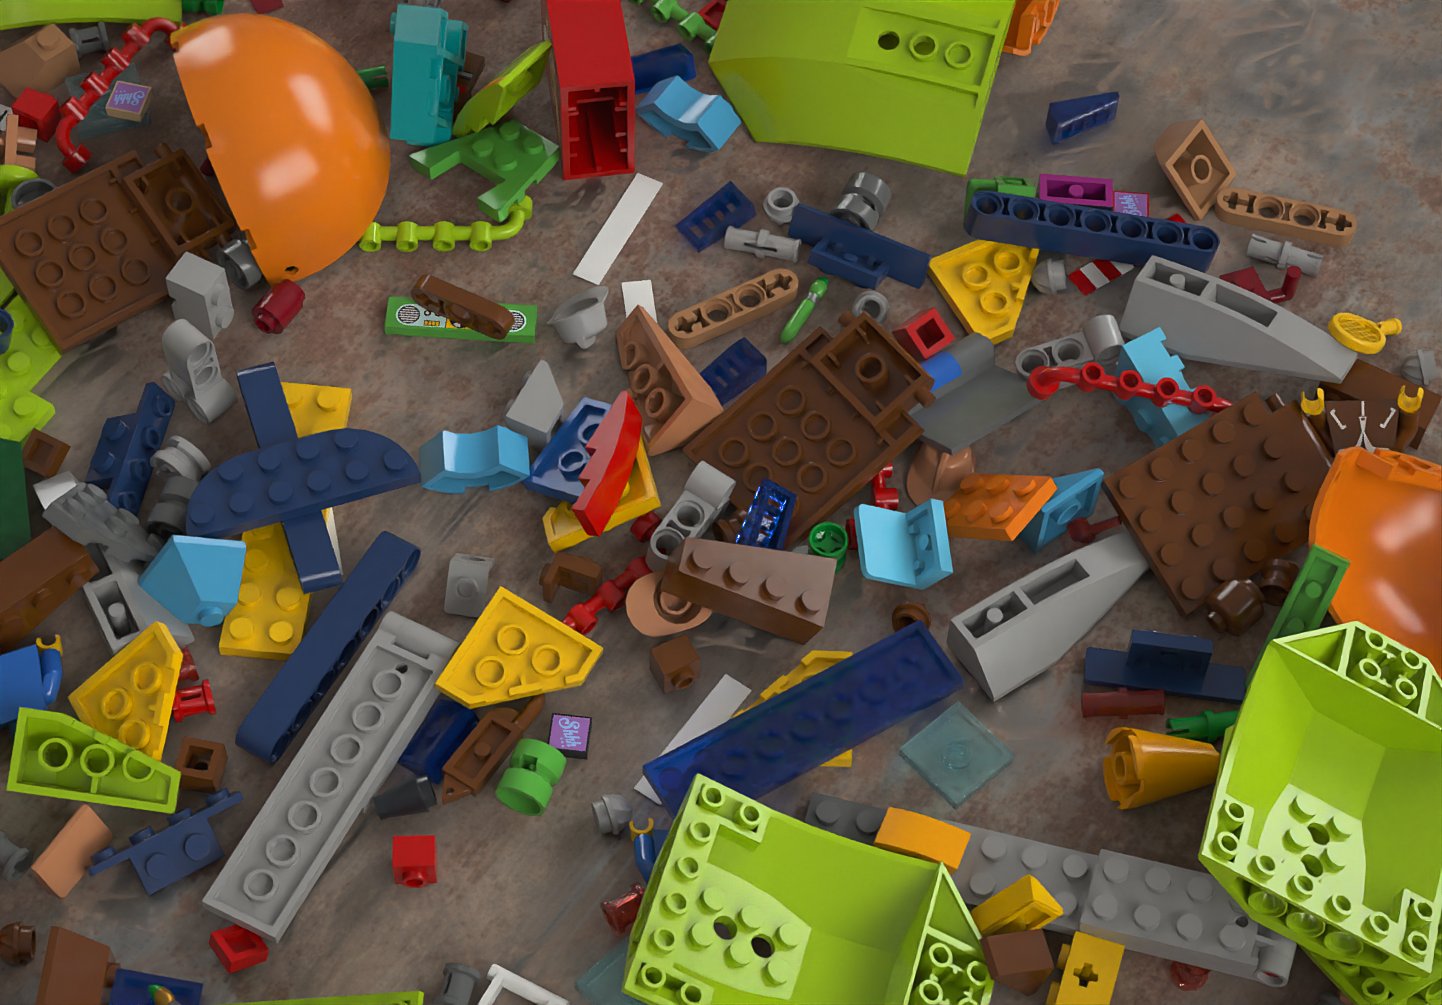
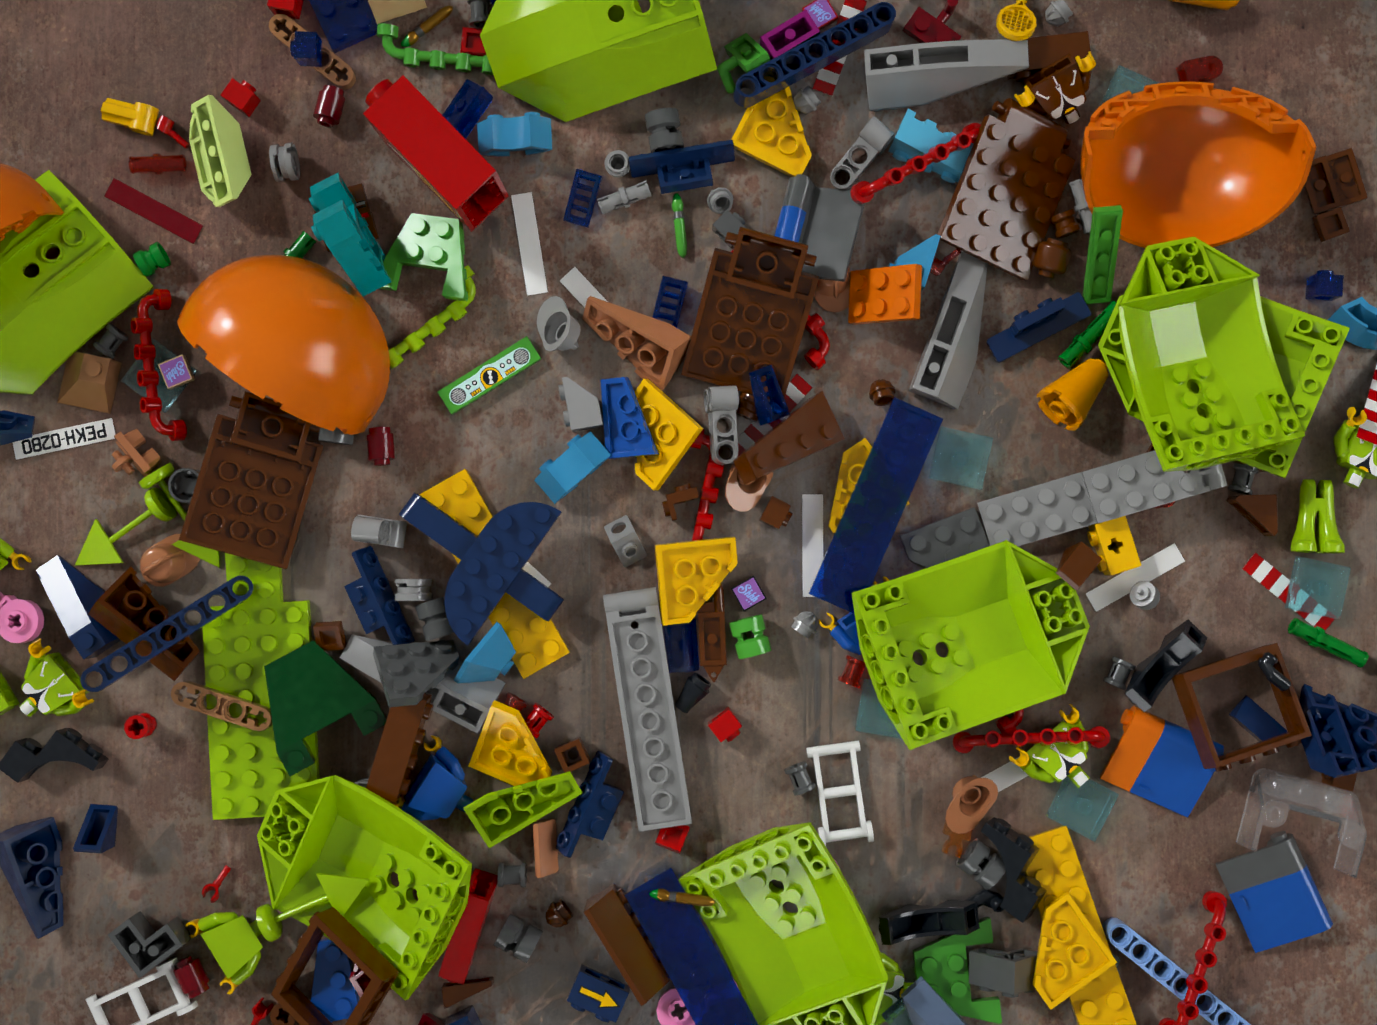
camera: 30 degrees left, 30 degrees up
(37, 112) = (126, 416): red plate -> none
(200, 294) = (334, 476): light grey brick -> none
(327, 647) = (582, 635): dark blue beam -> none
(462, 307) = (489, 373): reddish brown beam -> none
(503, 91) = (401, 211): lime slope -> none
(611, 463) = (651, 412): red slope -> none
(730, 304) = (638, 254): medium nougat beam -> none
(829, 541) = (811, 379): green wheel -> none
(904, 547) = (849, 351): medium azure bracket -> none
(922, 838) = (981, 528): light orange slope -> none
(923, 334) = (765, 200): red brick -> none
(1016, 908) = (1057, 538): yellow slope -> none
(1122, 703) = (1028, 362): clear red pin -> none

